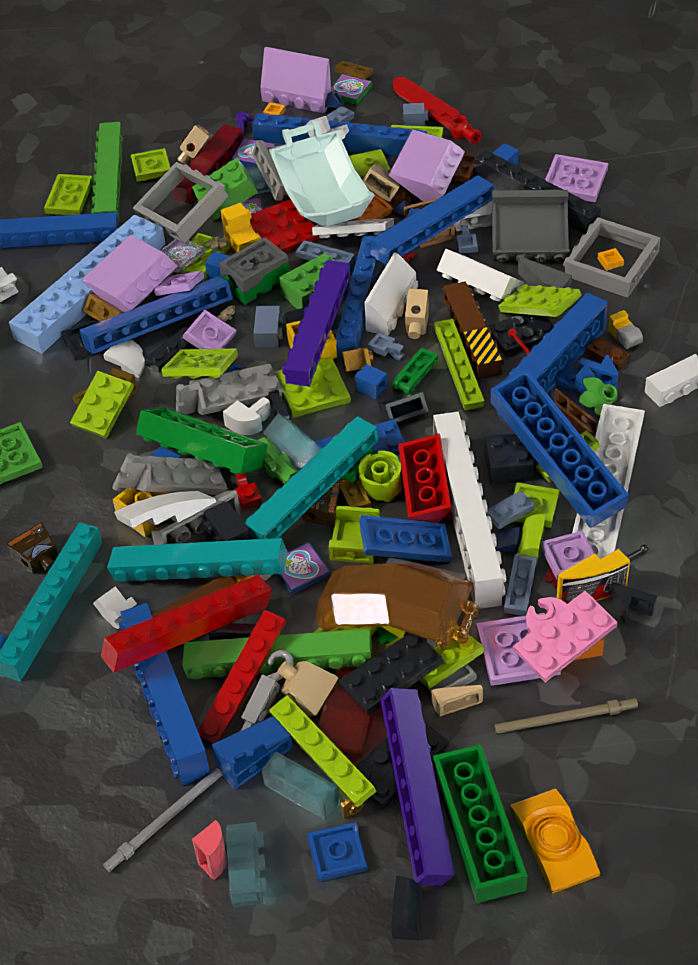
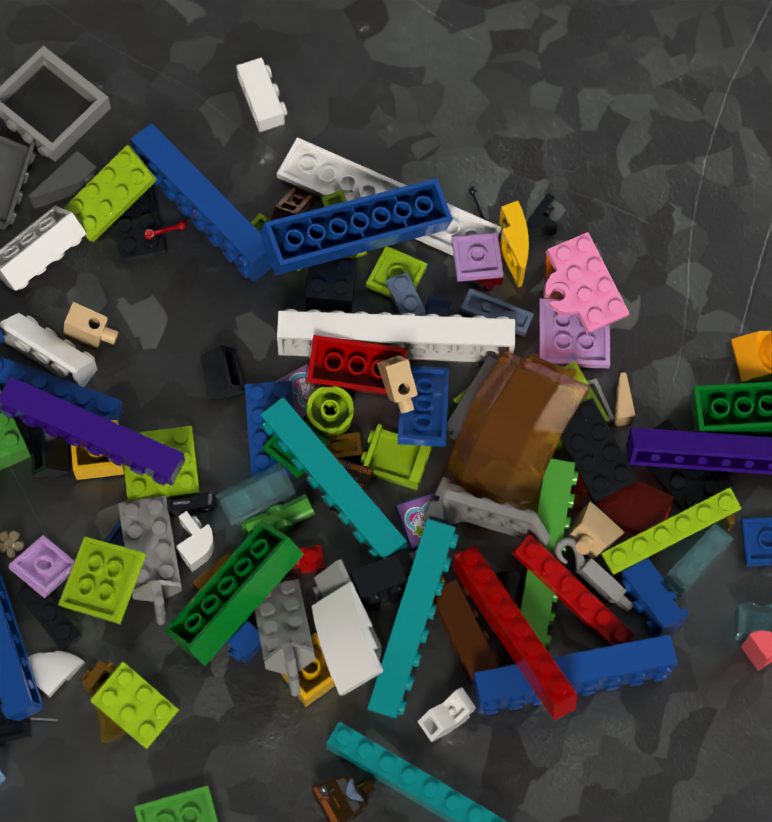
camera: 85 degrees left, 20 degrees up
(127, 850) = (739, 735): light grey bar -> none
(267, 326) = (51, 497): sand blue brick -> none
(310, 581) = (457, 506): none -> light grey hinge
(357, 359) = (137, 405): pearl gold bracket -> none
(371, 381) = (176, 399): blue brick -> none
(384, 344) = (119, 374): sand blue plate -> none
(412, 500) = (394, 373): none -> tan torso
(415, 370) = (170, 349): green plate -> none
(459, 364) = (171, 302): lime plate -> none
(472, 330) = (122, 275): reddish brown brick -> none
(532, 536) = (443, 285): lime brick -> none
(573, 380) = (236, 185): blue slope -> none
(595, 396) = (260, 175): bright green plate -> none
(600, 348) = (200, 147): reddish brown plate -> none
(605, 371) = (229, 161): blue slope -> none
(610, 259) = (69, 103): light orange plate -> none
(612, 707) = (654, 270): dark tan bar -> none
(624, 330) = (173, 123): leg -> none

